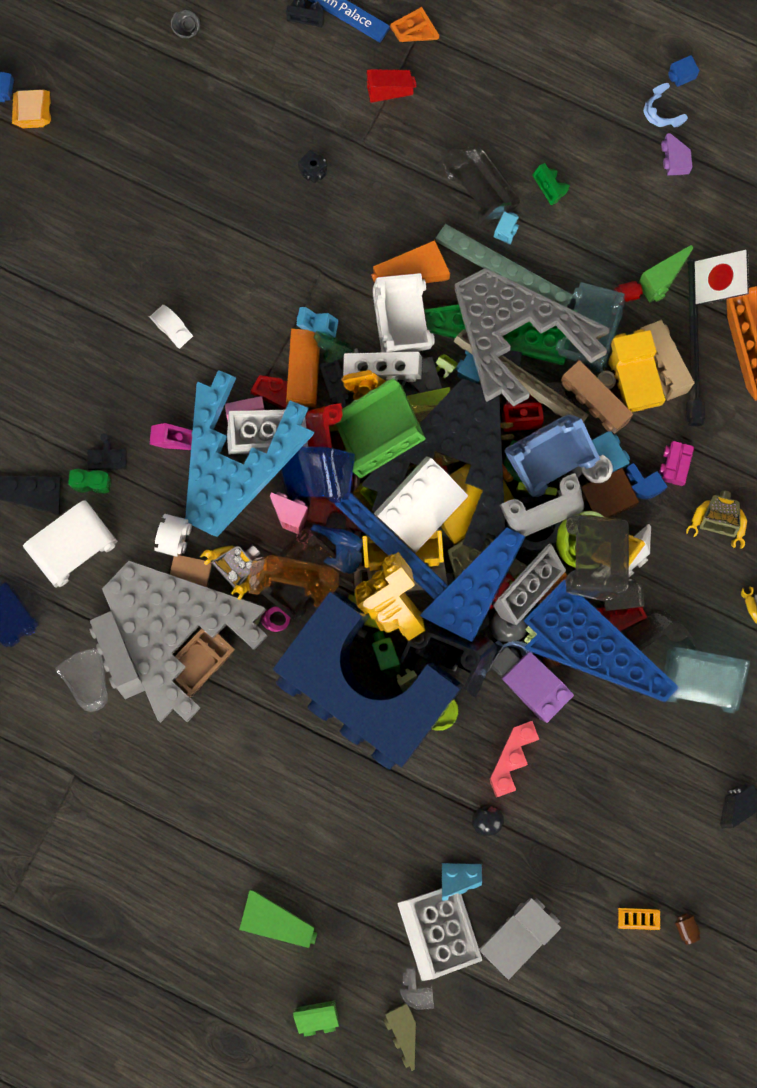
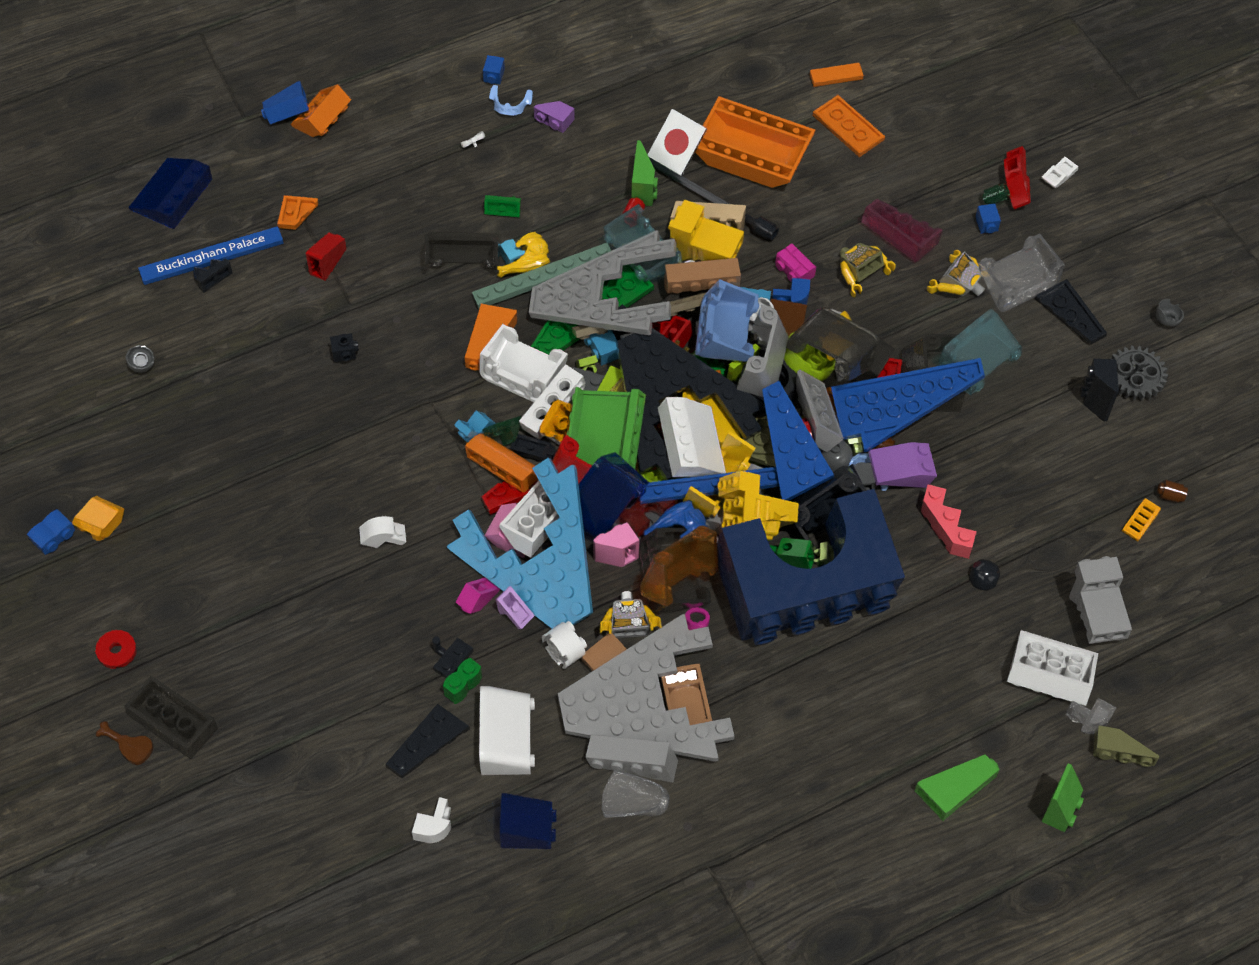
camera: 55 degrees left, 20 degrees down
(178, 474) = (513, 606): none -> lavender slope
(460, 878) = (1018, 623): medium azure wing -> none
(515, 247) = (534, 256): none -> yellow hair
(598, 110) = (480, 135): none -> white piece

